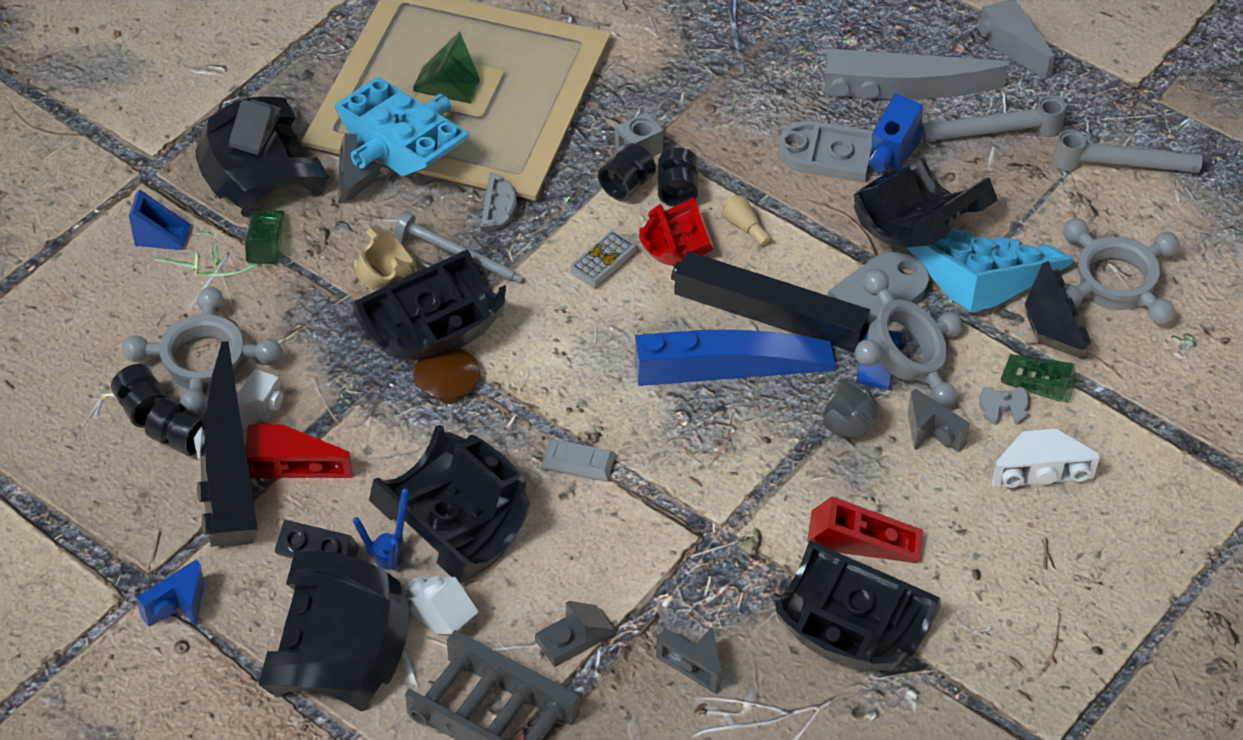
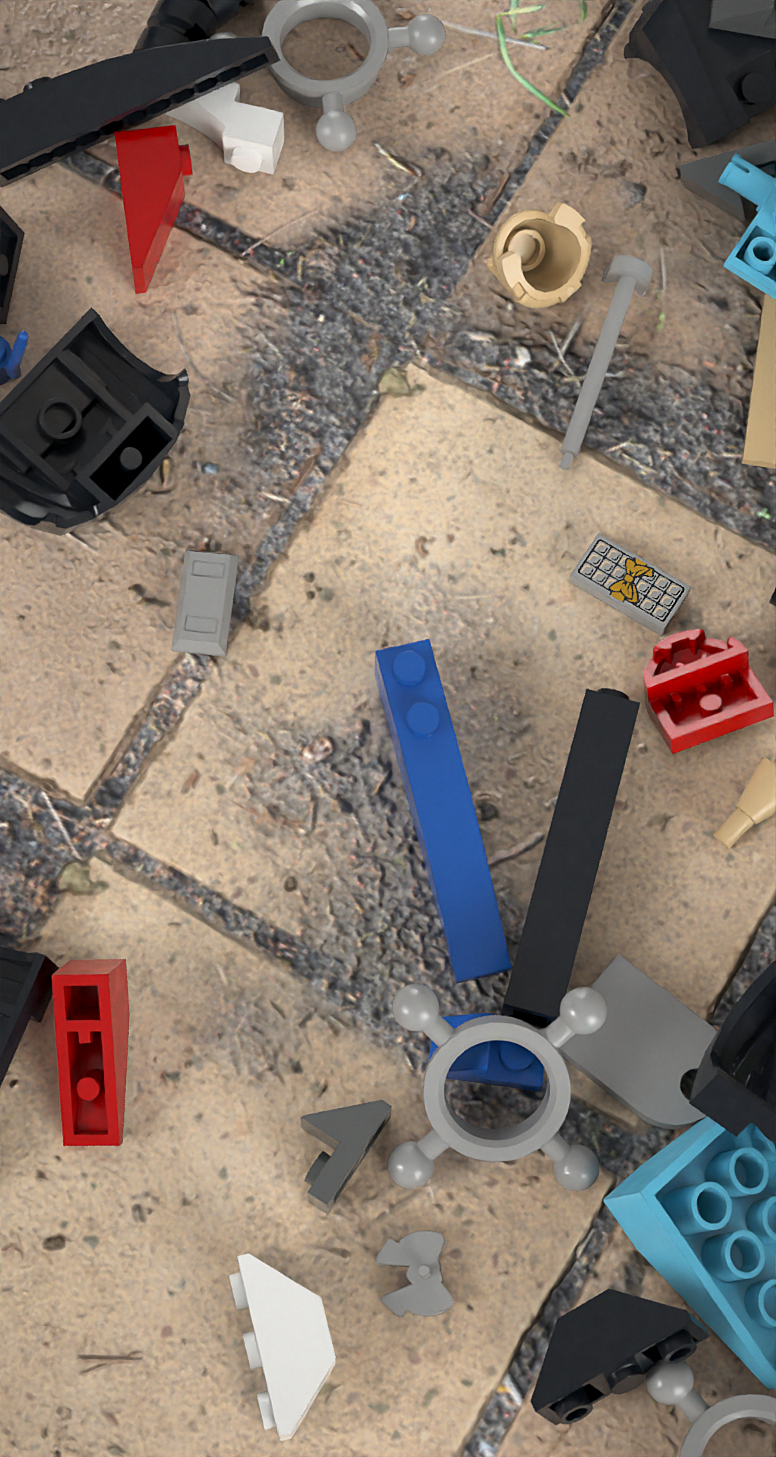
camera: 80 degrees right, 20 degrees up
(264, 240) = (555, 92): clear green slope -> none
(430, 310) = (457, 343): black piece -> none
(447, 375) = (346, 387): reddish brown dish -> none
(499, 203) = (716, 405): light grey tile -> none
(851, 410) = (336, 1005): dark grey hair -> none
(1048, 388) = (470, 1382): clear green slope -> none

